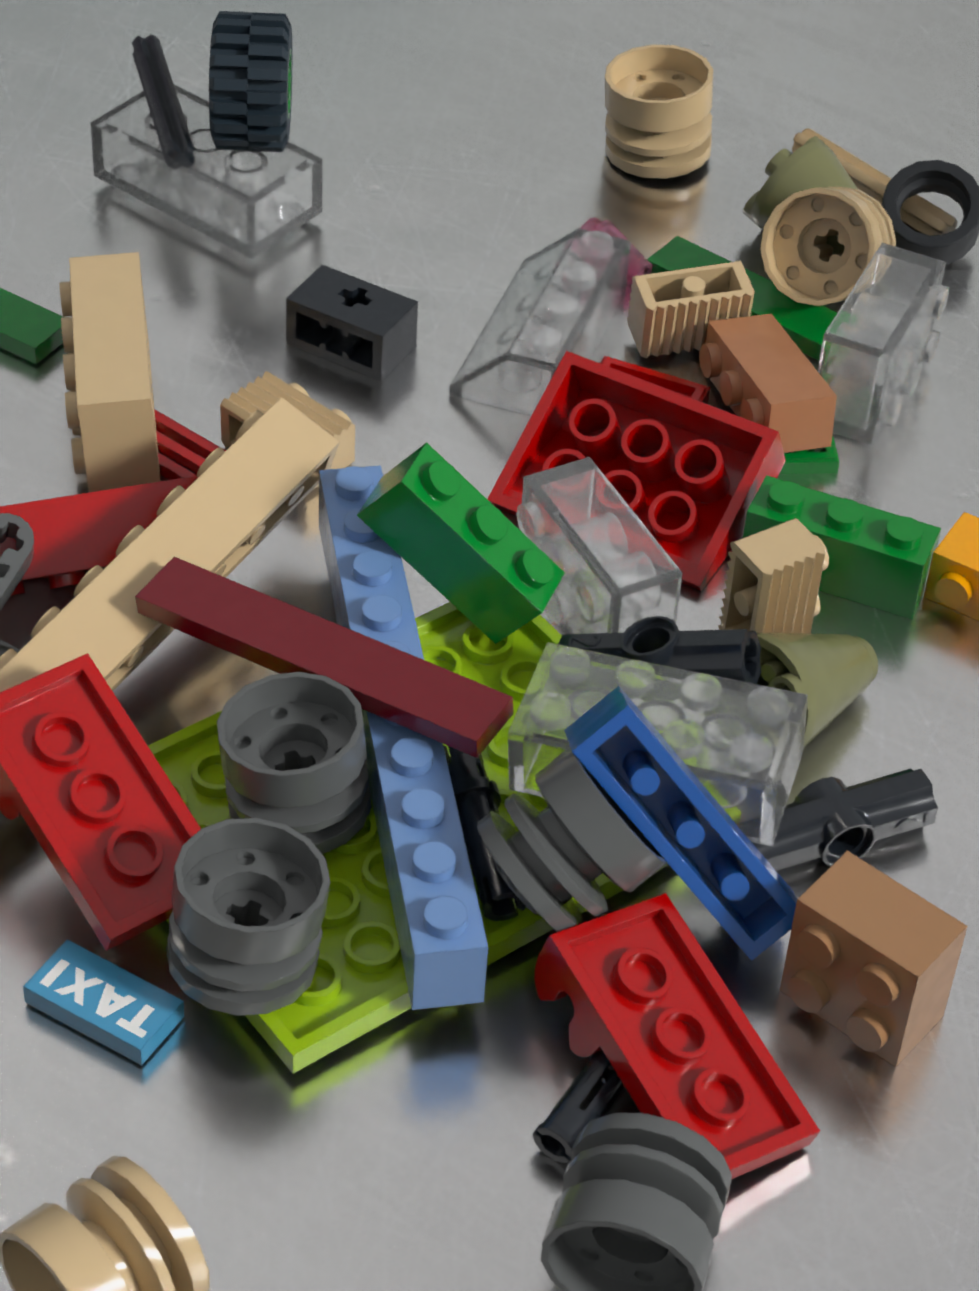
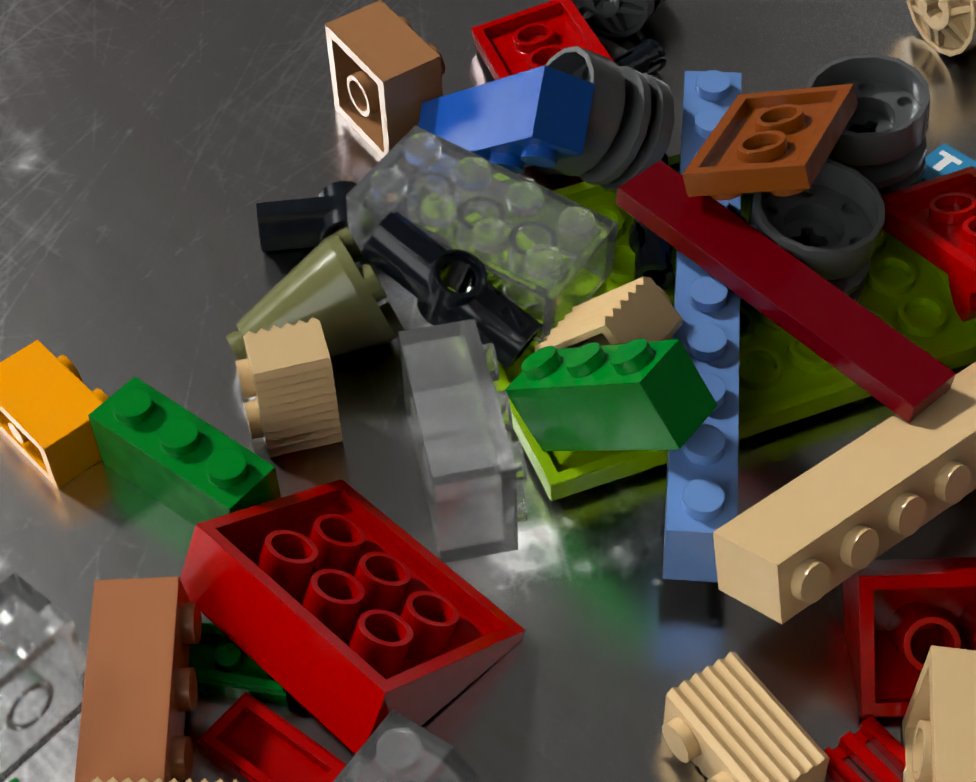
camera: 160 degrees left, 5 degrees up
(354, 752) = (771, 142): none -> dark orange plate
(480, 625) = (618, 317): none -> tan brick

